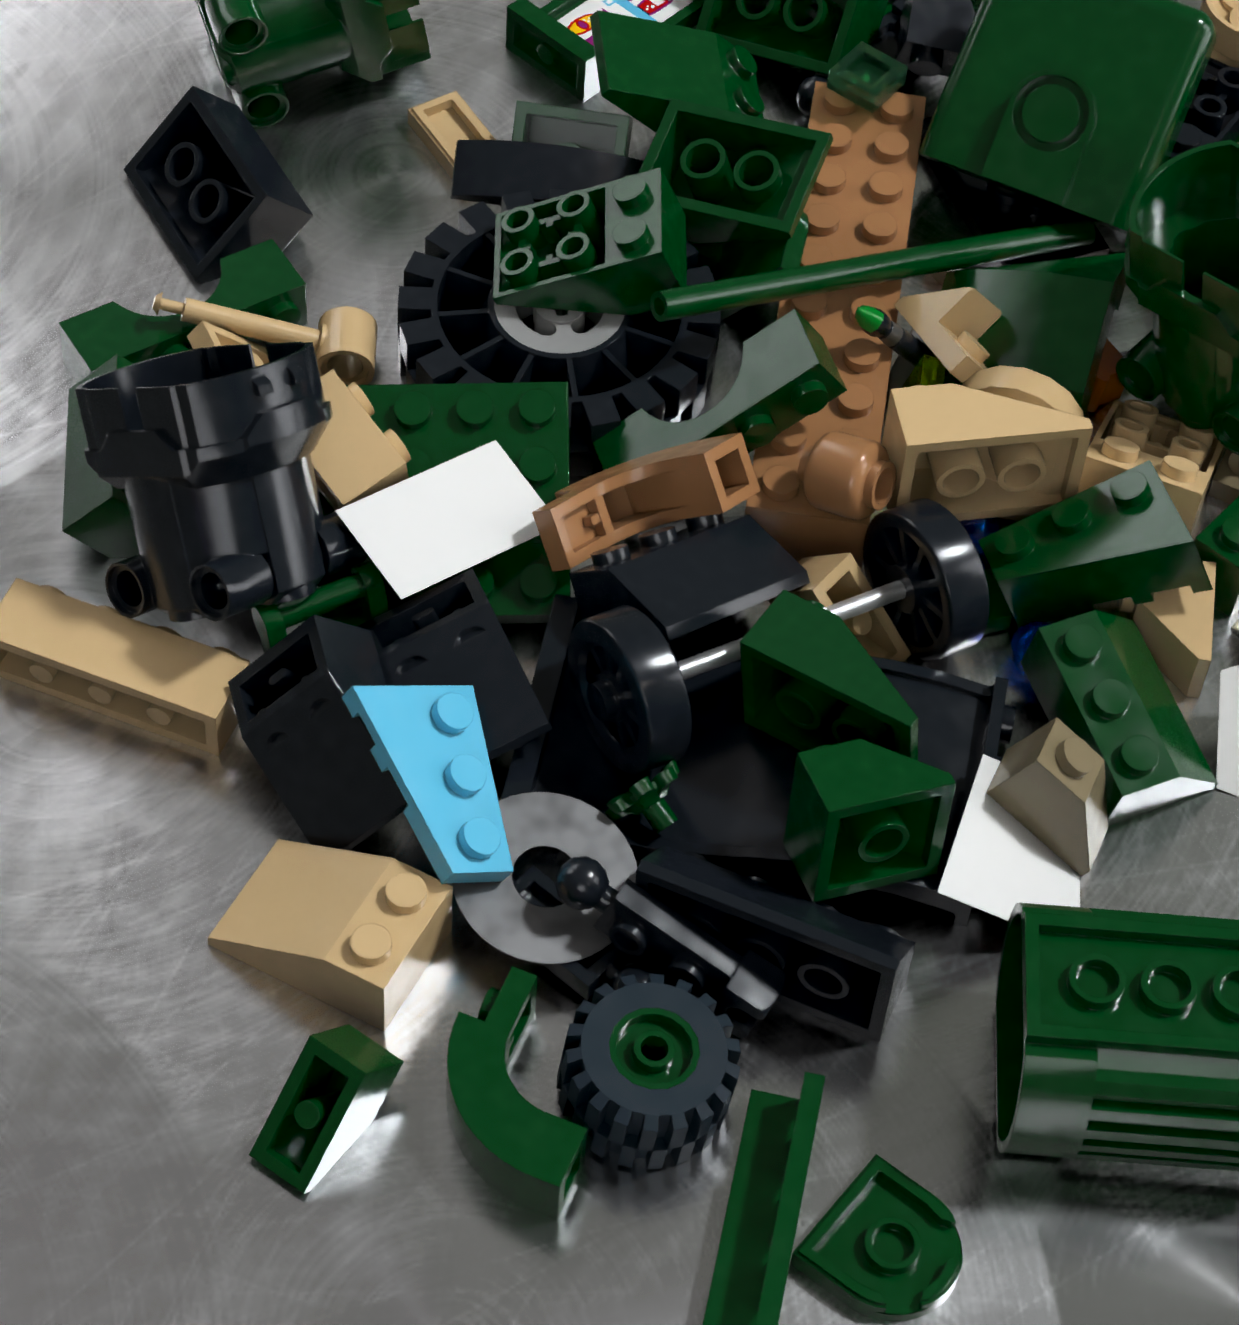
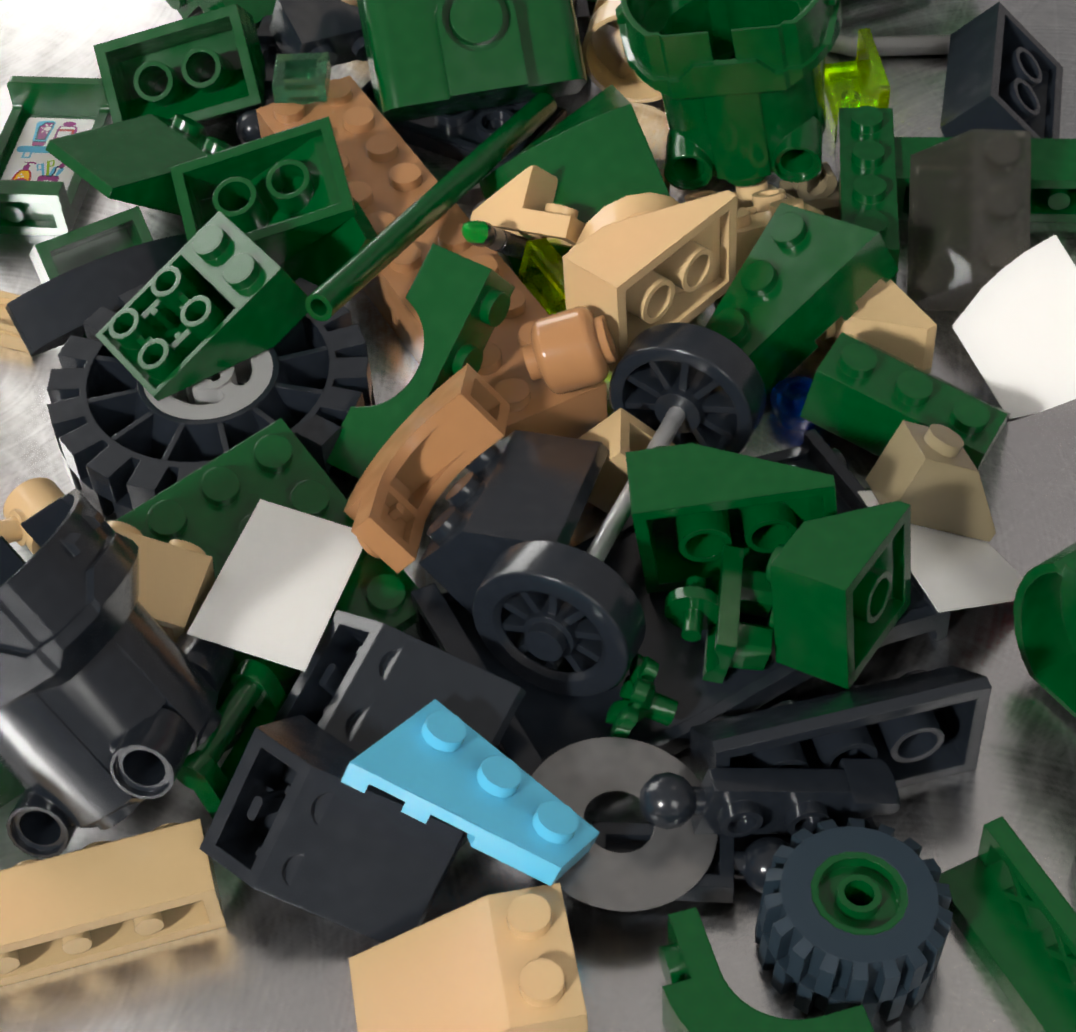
camera: 30 degrees left, 5 degrees down
(756, 797) = (718, 610): none -> dark green hips

